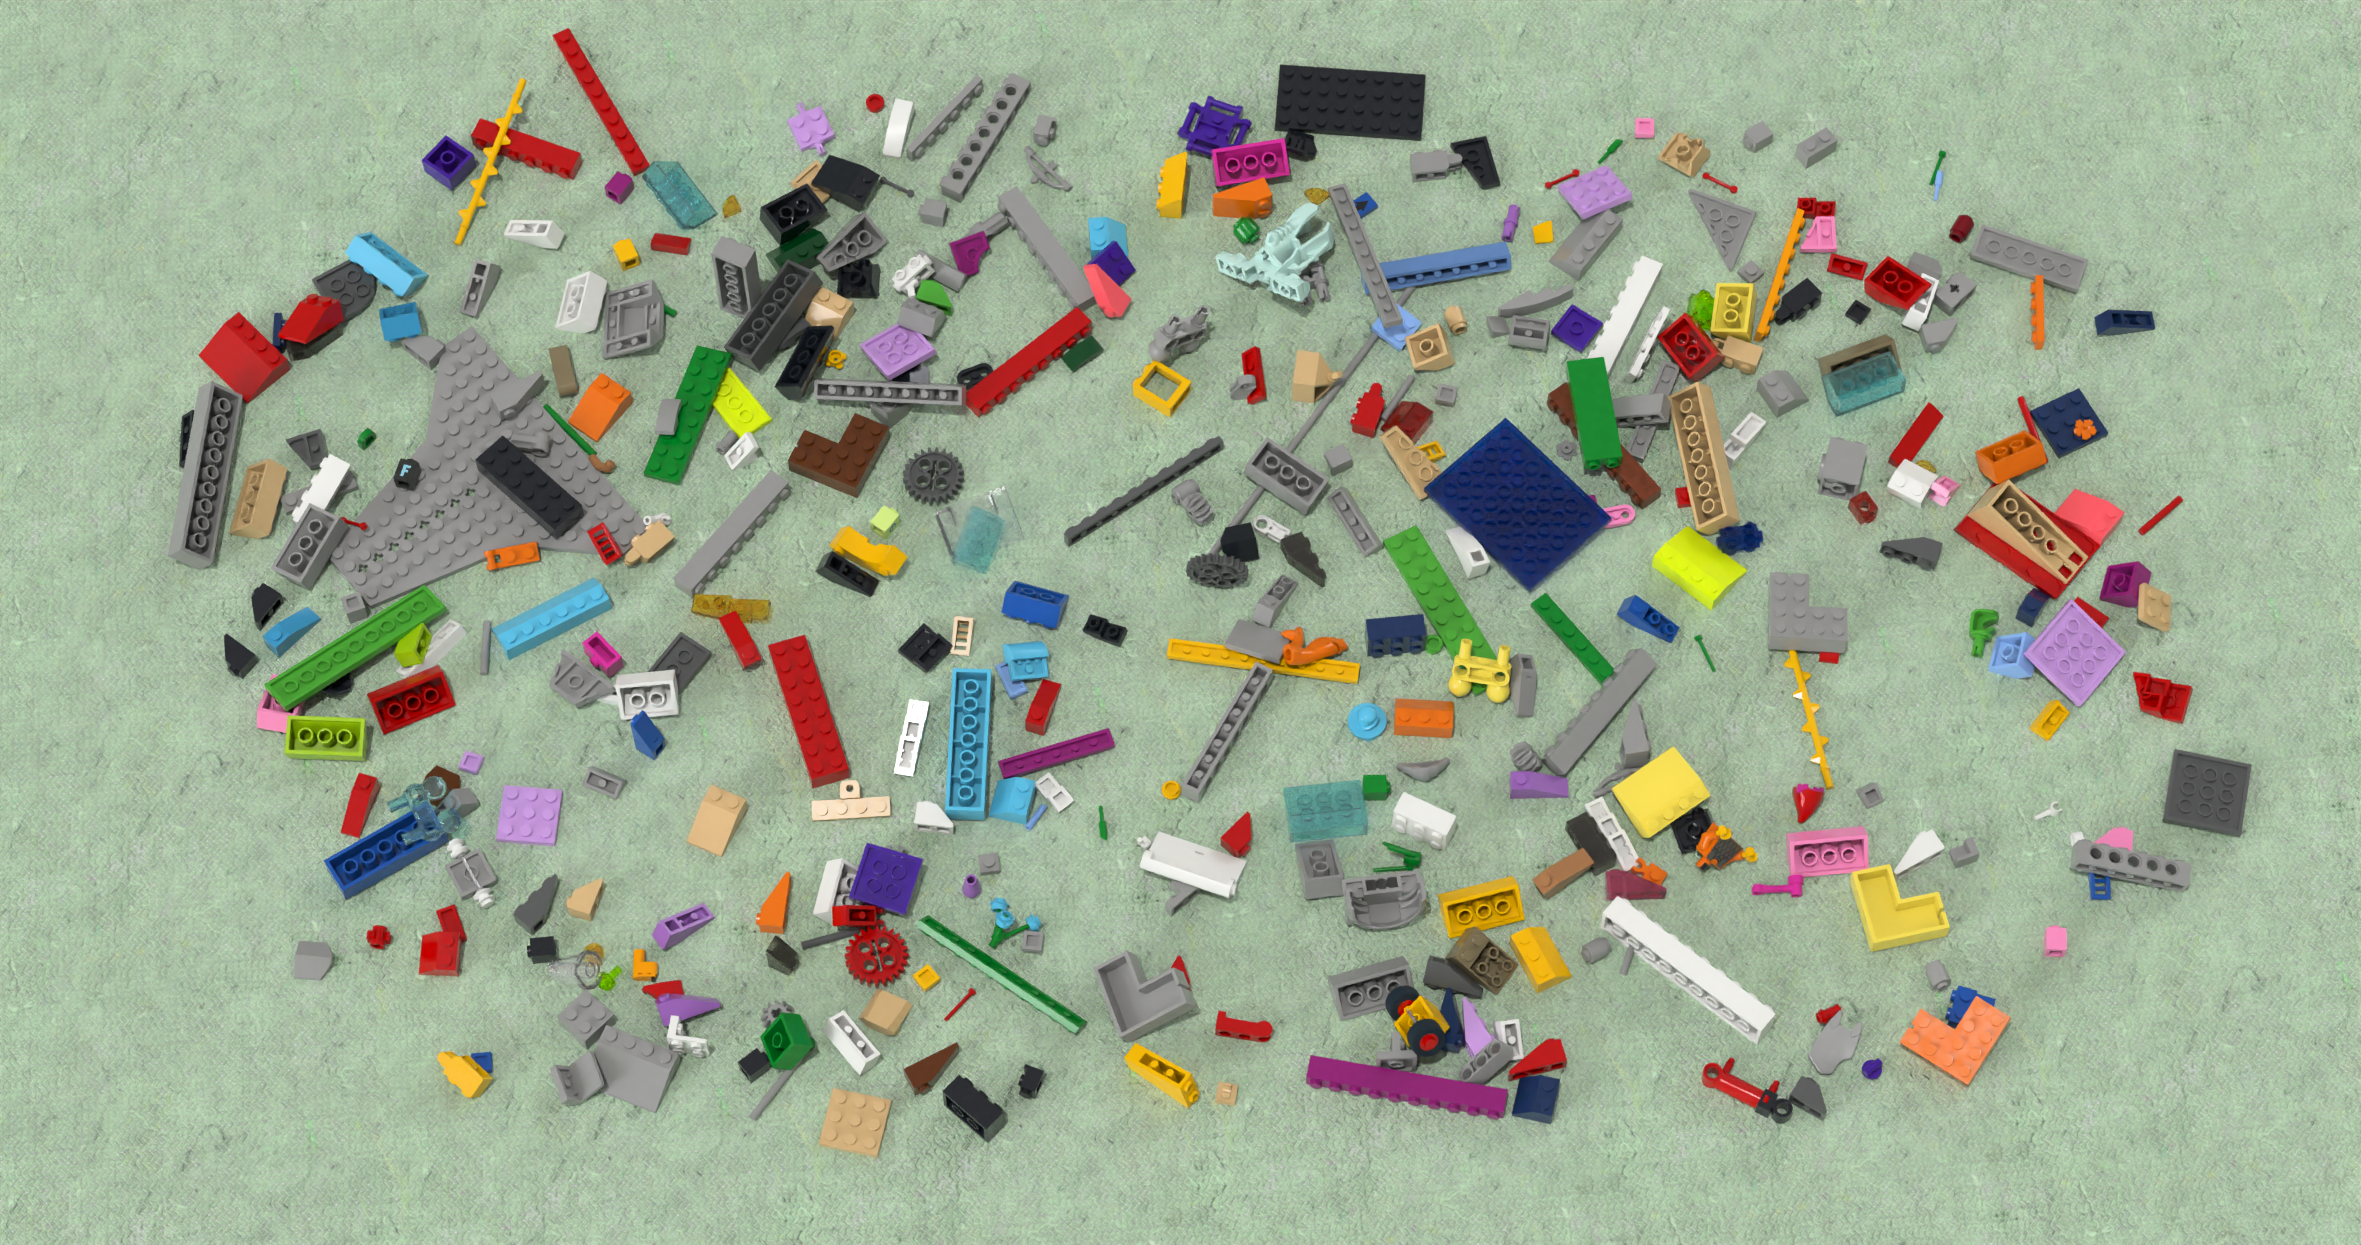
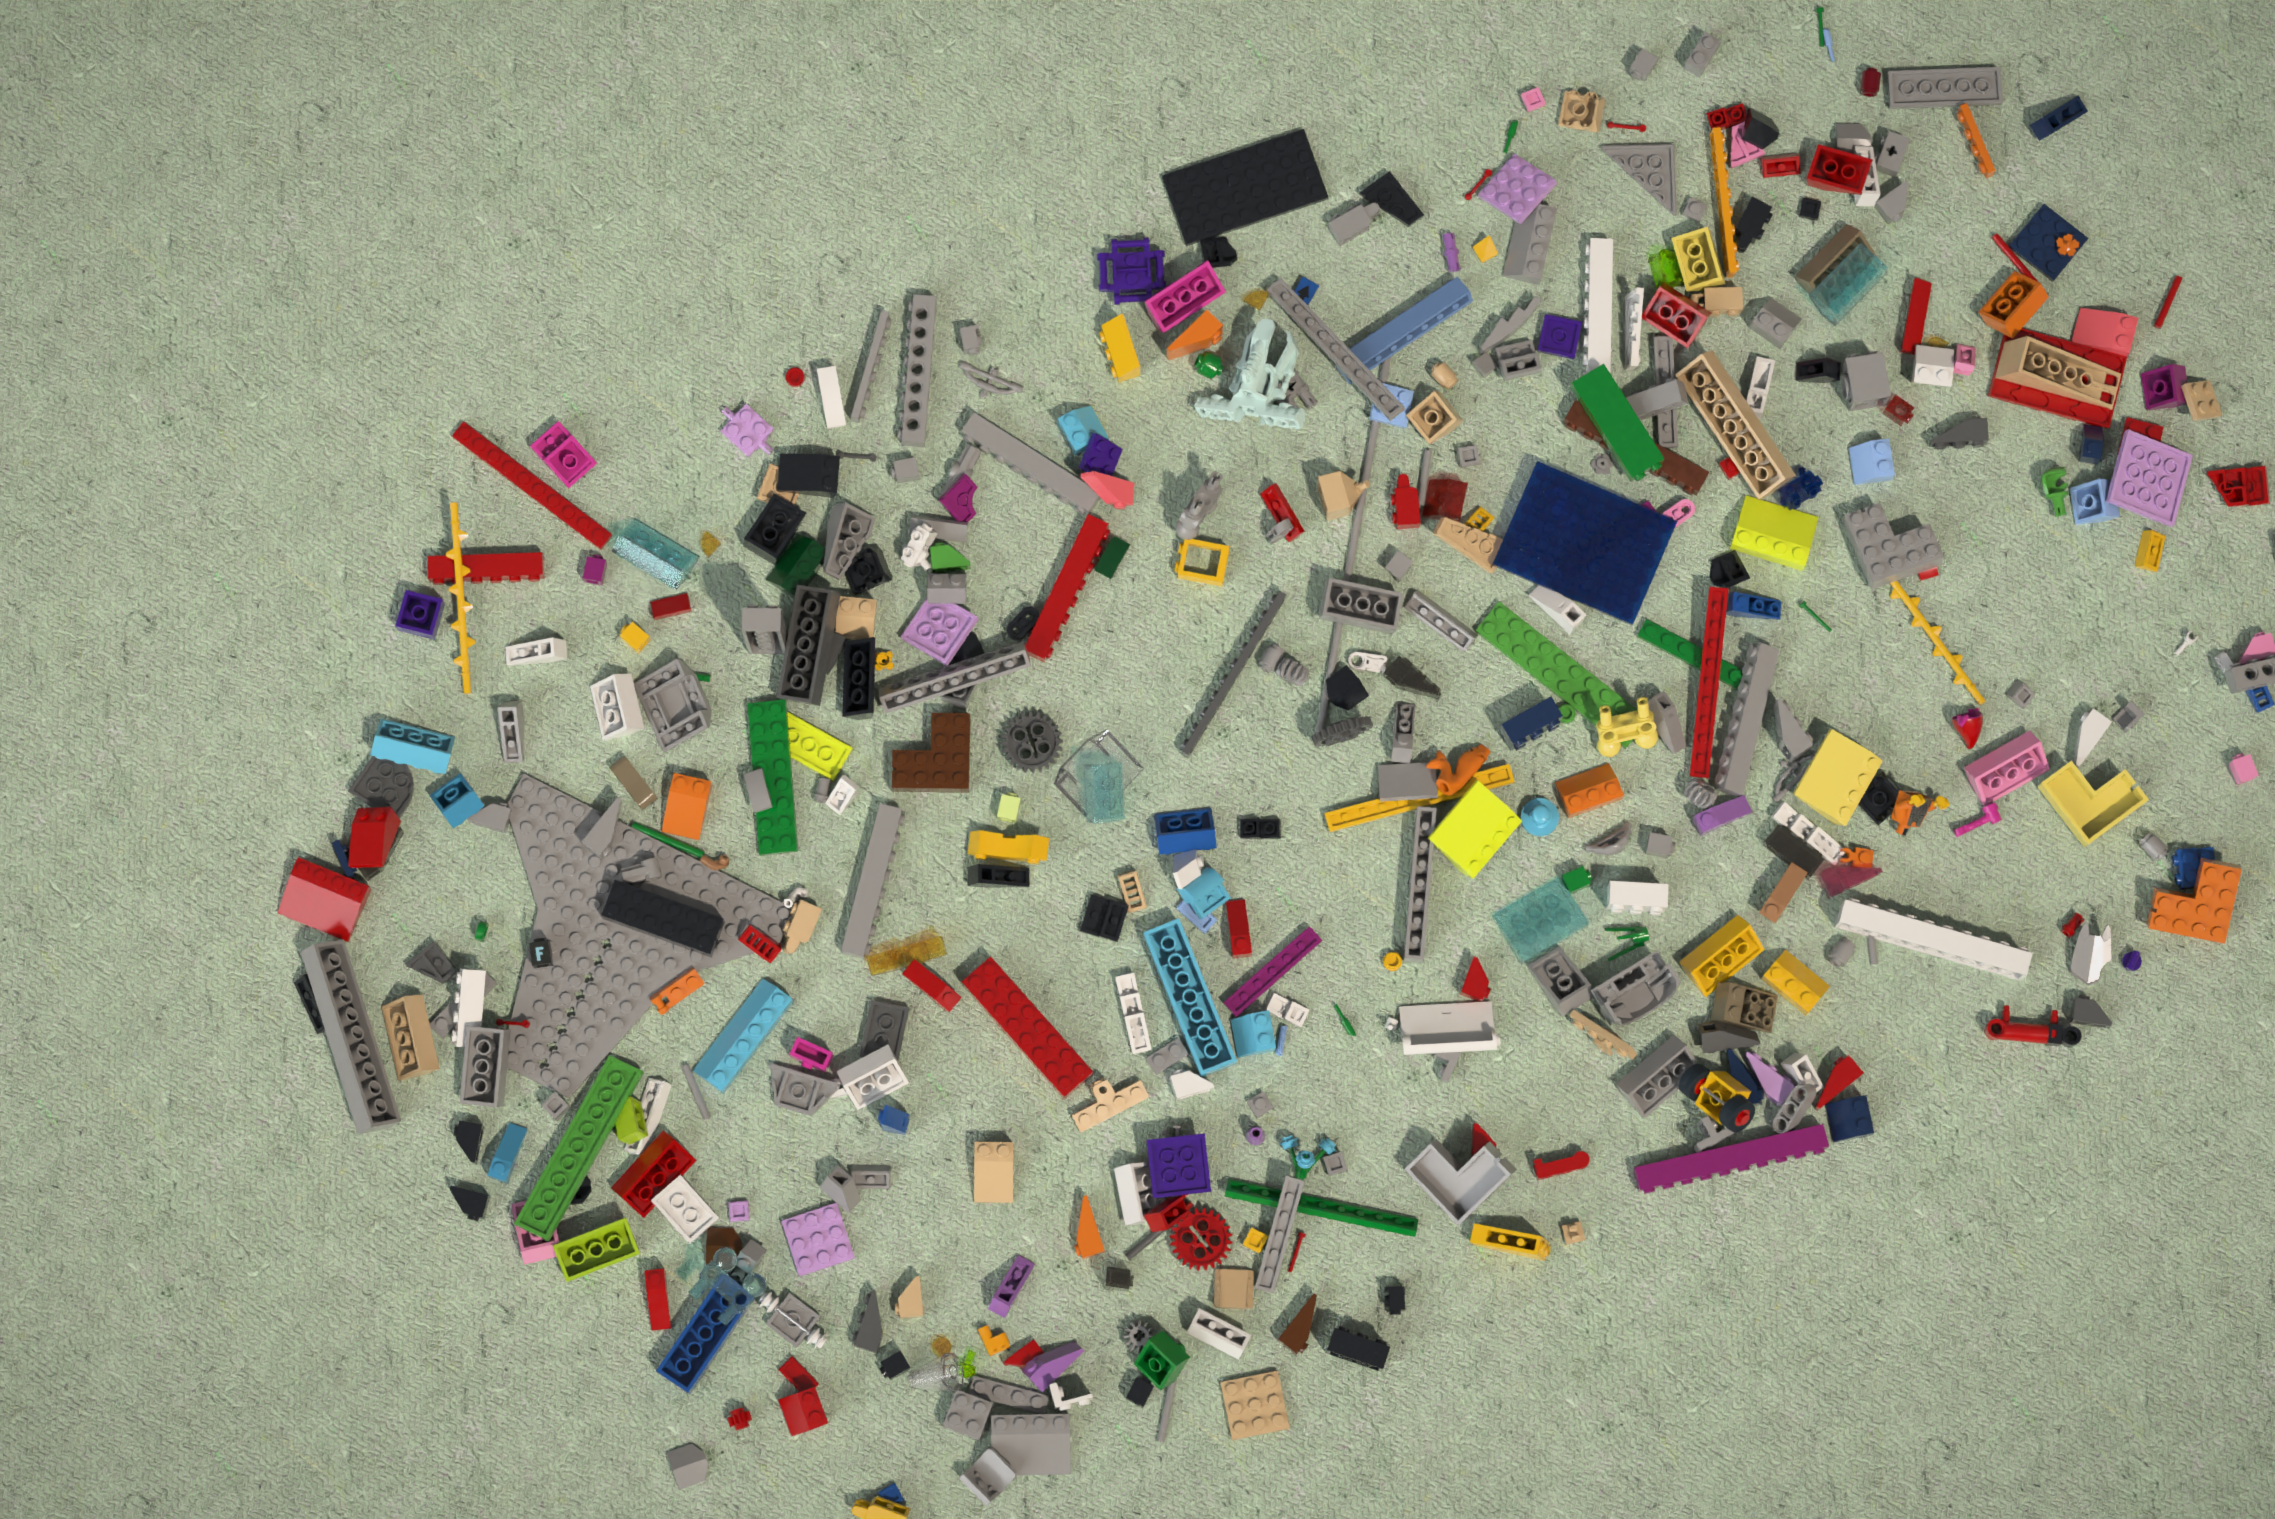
camera: 25 degrees left, 15 degrees up
(423, 740) = (684, 1209): none -> white plate
(571, 778) = (841, 1189): none -> light grey slope
(633, 1019) = (1009, 1395): none -> light grey plate
(640, 85) = (563, 454): none -> dark pink slope
(924, 788) = (1167, 1056): none -> light grey plate
(950, 977) = (1279, 1234): none -> light grey plate
(1020, 631) = (1187, 867): none -> white slope
(1299, 702) = (1474, 829): none -> neon yellow slope
(1337, 932) = (1604, 1038): none -> tan plate
(1467, 788) = (1659, 845): none -> light grey brick
(1577, 665) = (1709, 682): none -> red plate
(1641, 580) = (1728, 570): none -> black slope
(1803, 446) = (1818, 371): none -> black slope
(1818, 541) = (1872, 462): none -> light blue slope
(1840, 227) = (1759, 129): none -> black slope

